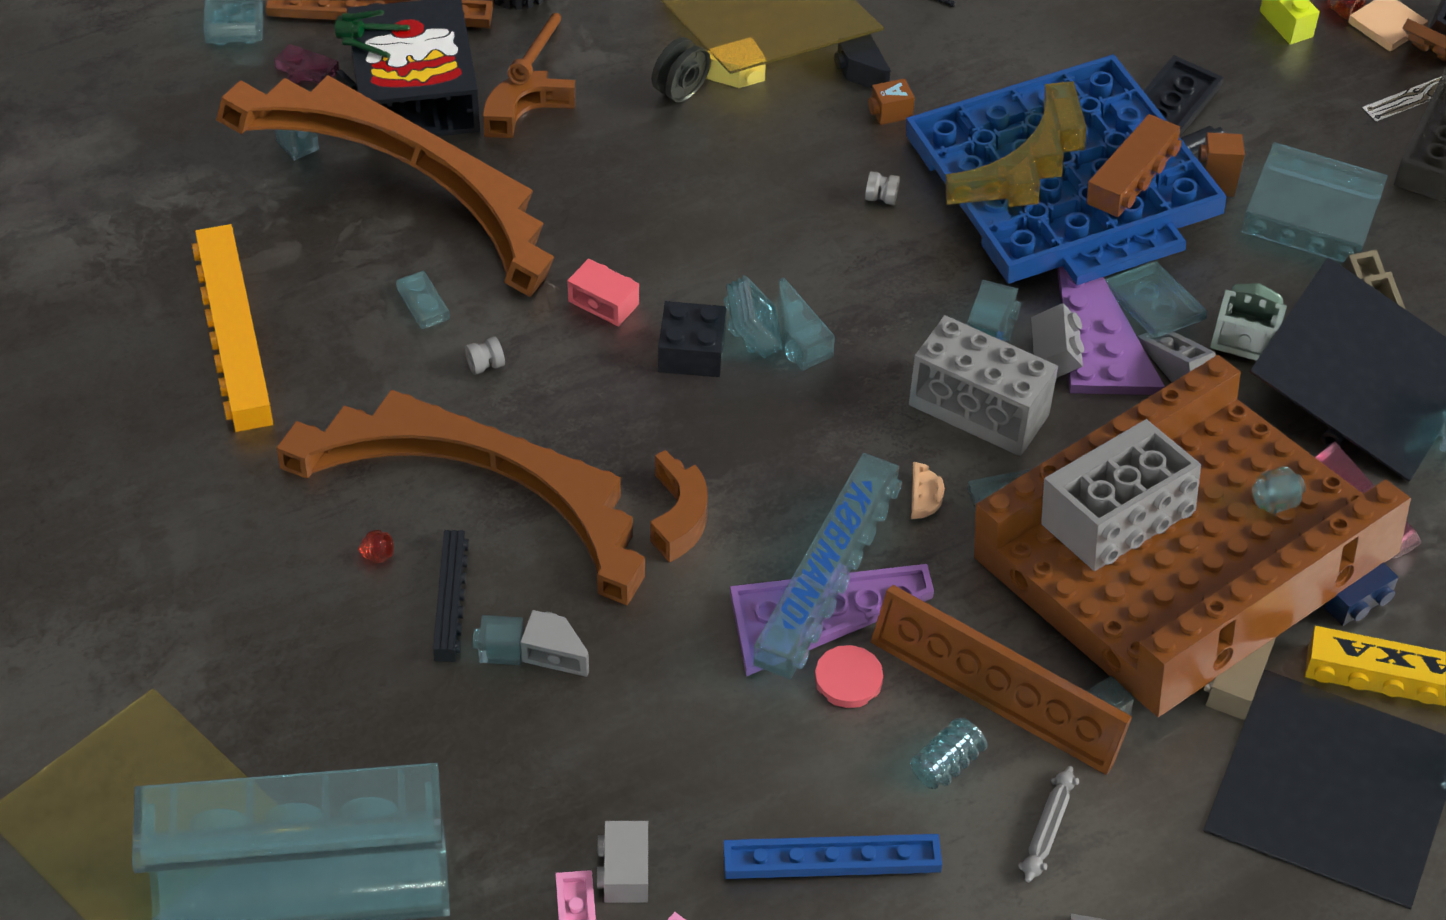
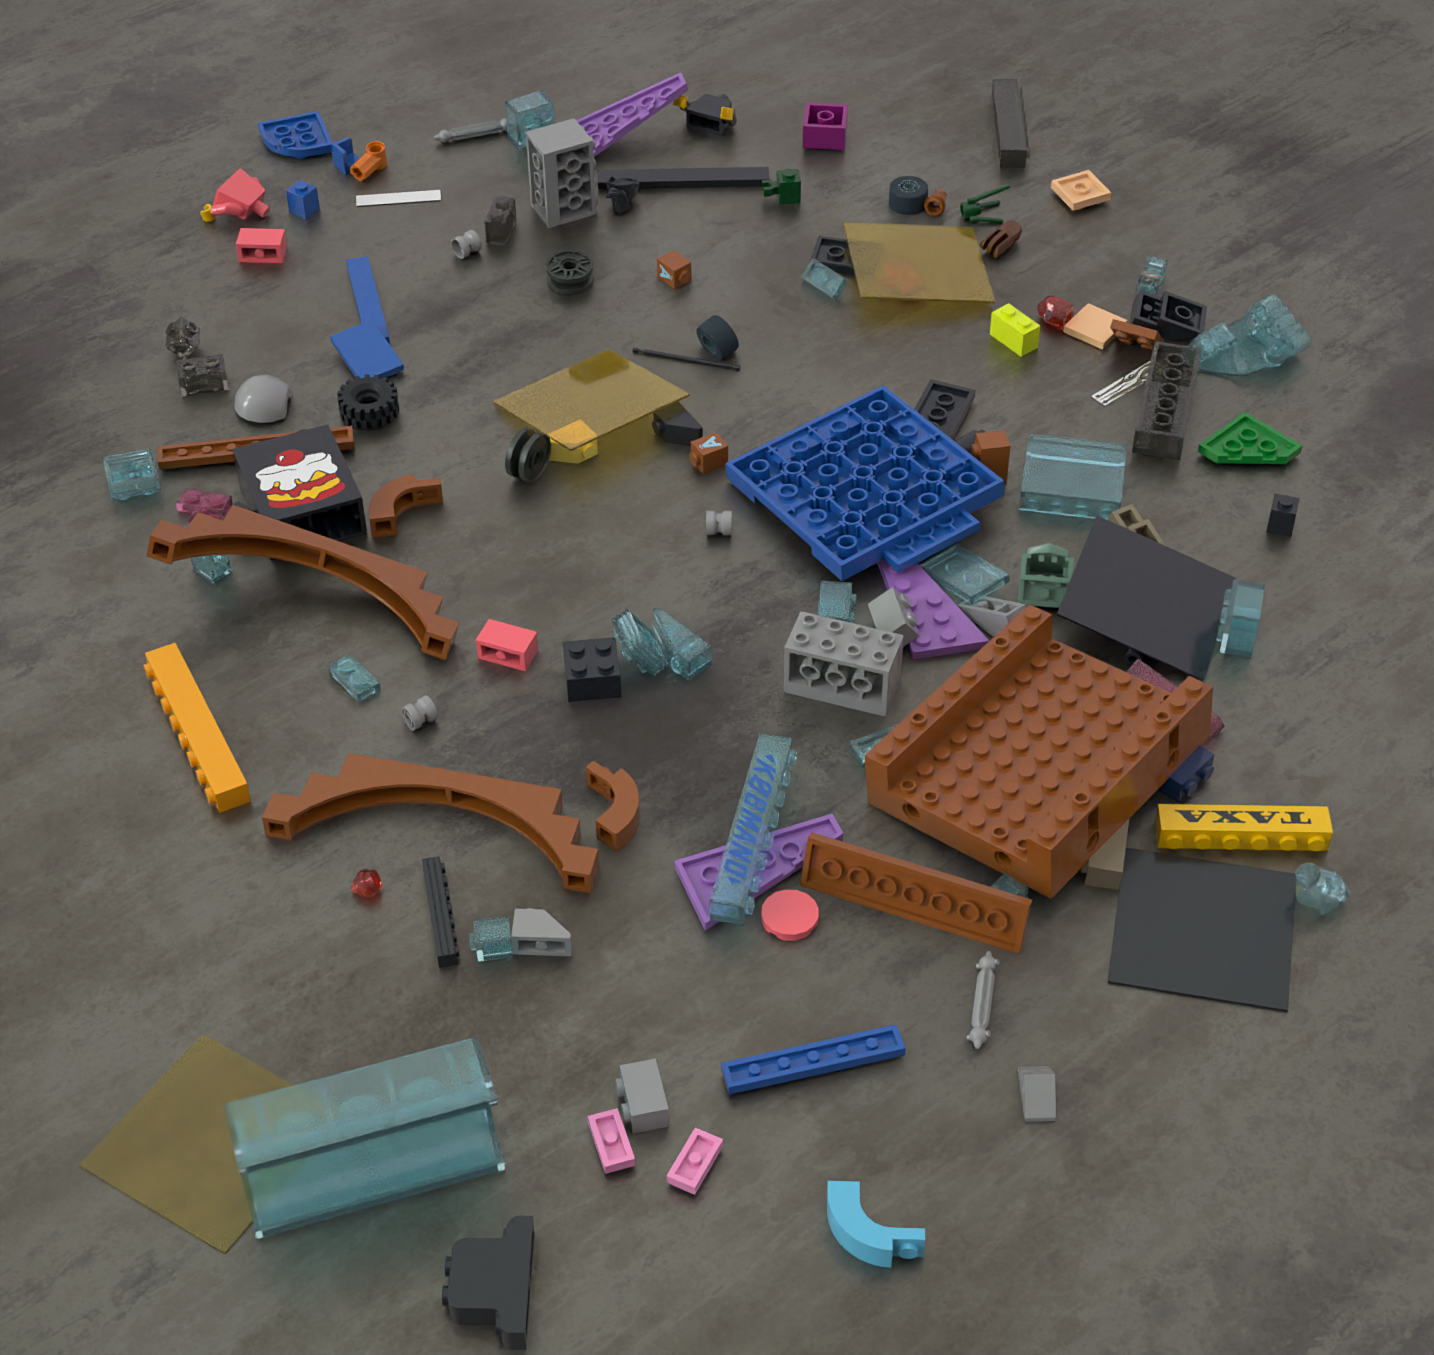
camera: 10 degrees left, 5 degrees down
(350, 28) = (241, 463): dark green plant -> none
(521, 69) = (393, 475): dark orange piece -> none
(926, 491) = (816, 757): light nougat plate -> none
(948, 753) = (888, 959): clear light blue piece -> none
(1038, 158) = (845, 475): clear yellow arch -> none
(1120, 494) = (980, 726): light grey brick -> none
(1133, 165) = (923, 468): dark orange brick -> none
(1278, 490) = (1105, 701): clear light blue head -> none

